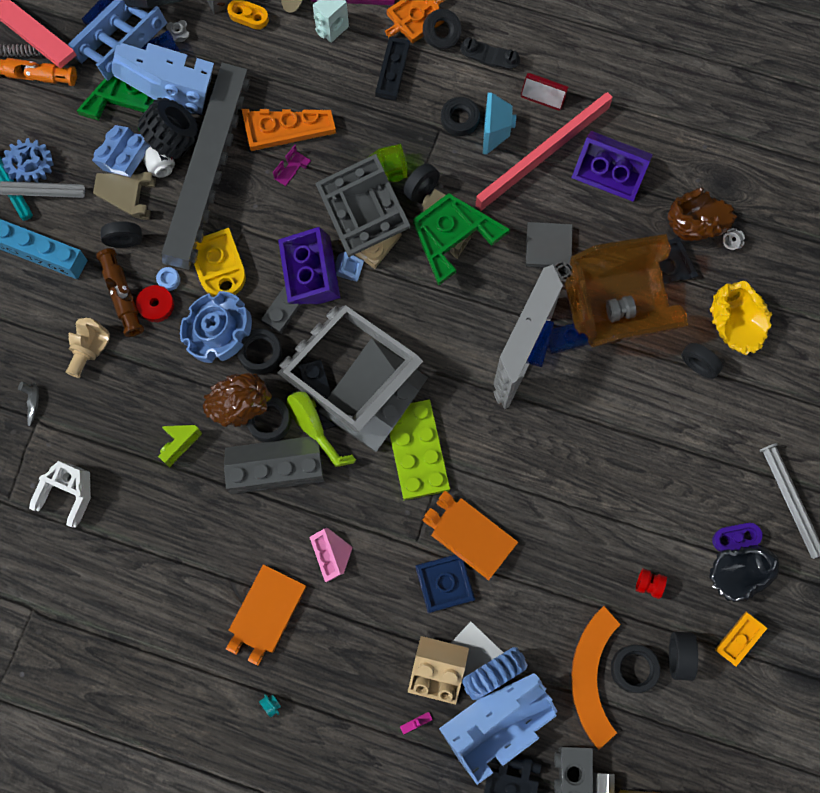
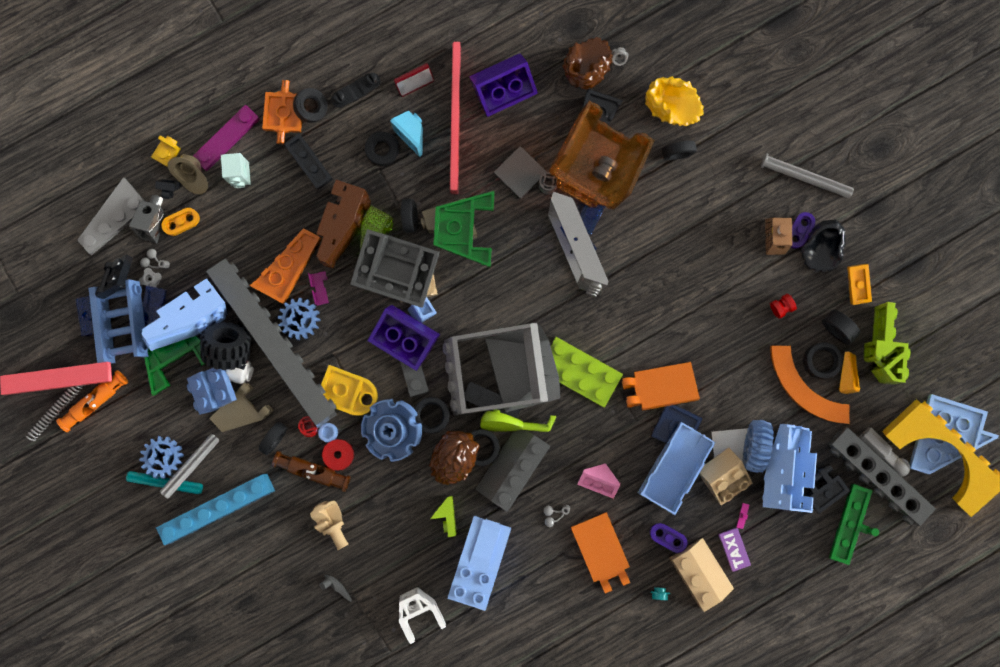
camera: 45 degrees left, 10 degrees up
(155, 261) = (311, 430): none -> red wheel
(156, 506) = (479, 563): none -> light blue piece
(200, 16) = (151, 253): none -> light grey piece
(248, 171) = (307, 315): none -> medium blue gear
(262, 531) = (548, 511): none -> light grey piece
(323, 731) = (702, 574): none -> tan slope
(331, 666) = (668, 537): none -> dark purple plate
(364, 136) = (341, 221): none -> reddish brown piece
(375, 742) = (734, 549): none -> medium lavender tile
(404, 612) = (676, 468): none -> light blue piece
(645, 707) = (849, 377): none -> light orange slope
(689, 744) = (893, 354): none -> lime piece
(713, 518) = (778, 233): none -> medium nougat torso

